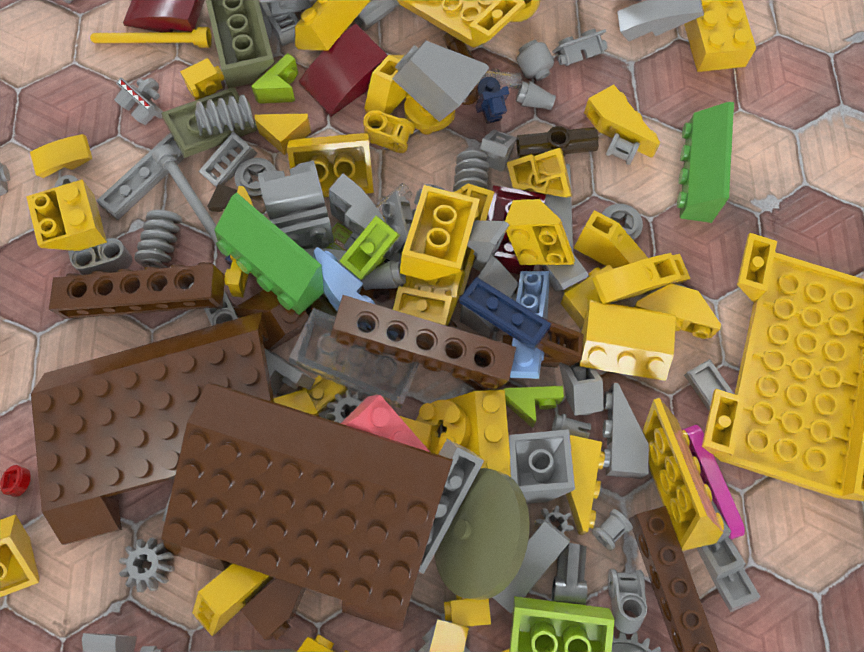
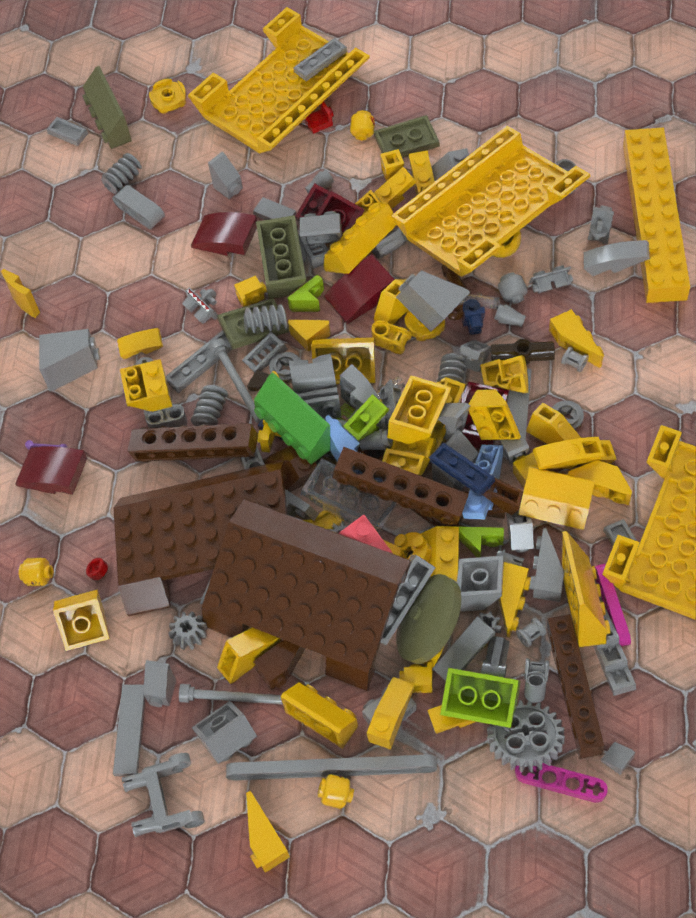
camera: 15 degrees right, 10 degrees down
(200, 37) = (250, 258): yellow piece -> none
(706, 163) = (637, 373): bright green slope -> none

